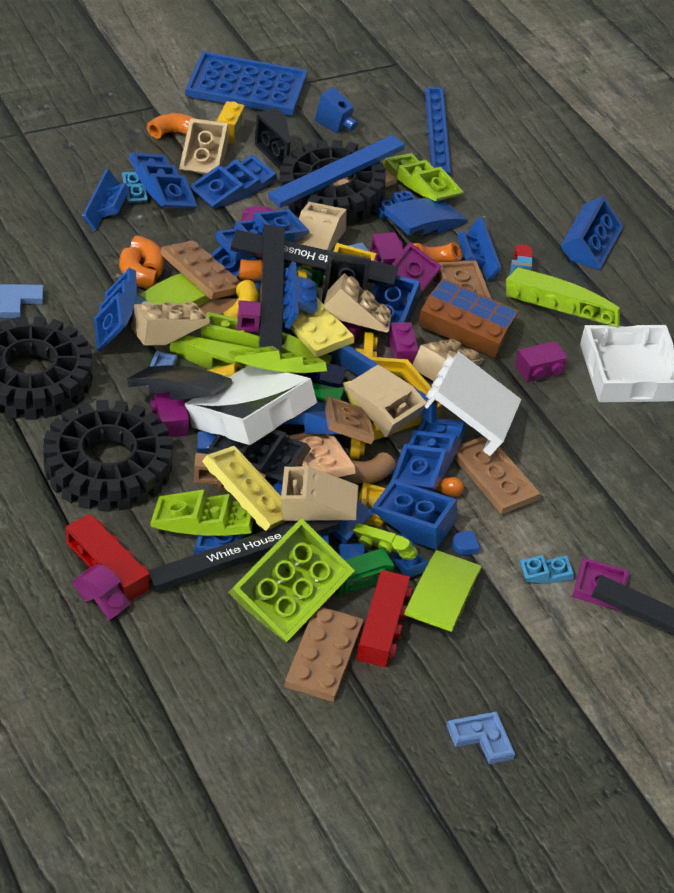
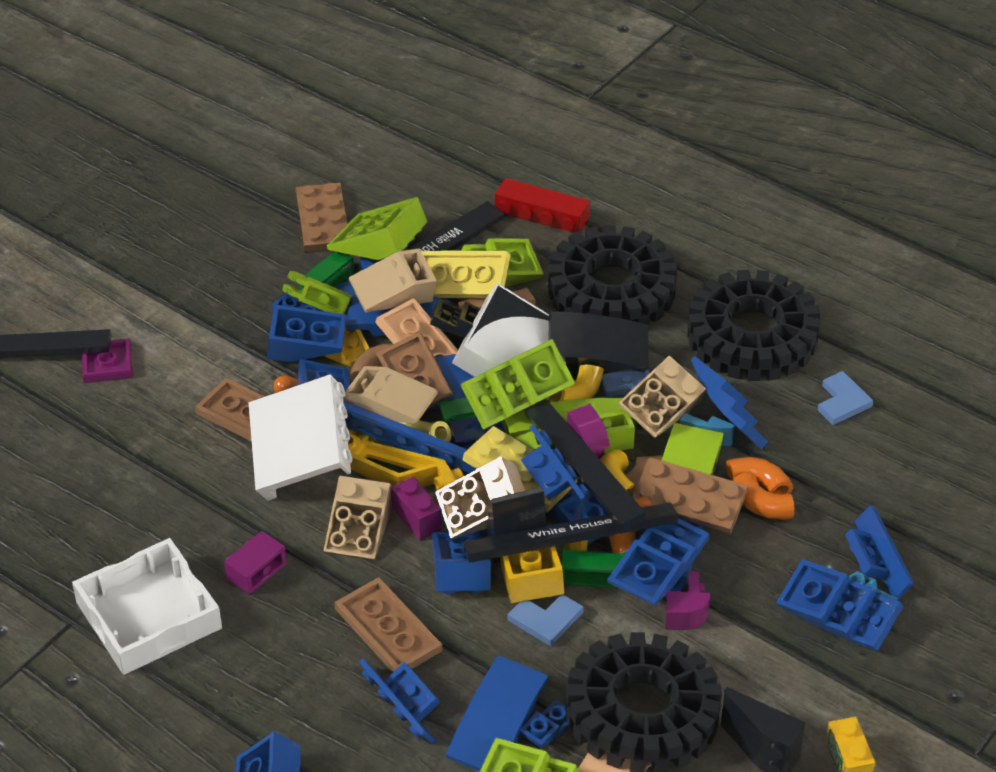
camera: 160 degrees right, 0 degrees up
(102, 586) = (528, 172): magenta brick -> none
(168, 123) = (918, 714): orange cylinder -> none
(204, 146) = (843, 691): tan slope -> none
(233, 182) = (767, 658): blue slope -> none
(324, 223) = (604, 611): tan slope -> none
(336, 171) = (635, 687): blue tile -> none
(383, 618) = (286, 246): red brick -> none
(386, 247) = (508, 632): magenta brick -> none
(416, 265) = (461, 609): magenta tile -> none
(443, 590) = (247, 290): lime slope -> none
(445, 253) = (452, 658): orange cylinder -> none
(465, 543) = (248, 344): blue tile -> none
(467, 317) = (362, 569): dark orange slope -> none
(487, 731) = (164, 214): medium blue tile -> none
(522, 258) = (336, 696): leg -> none
(546, 571) = (167, 348): dark azure slope -> none
(561, 296) = (265, 643): lime slope -> none

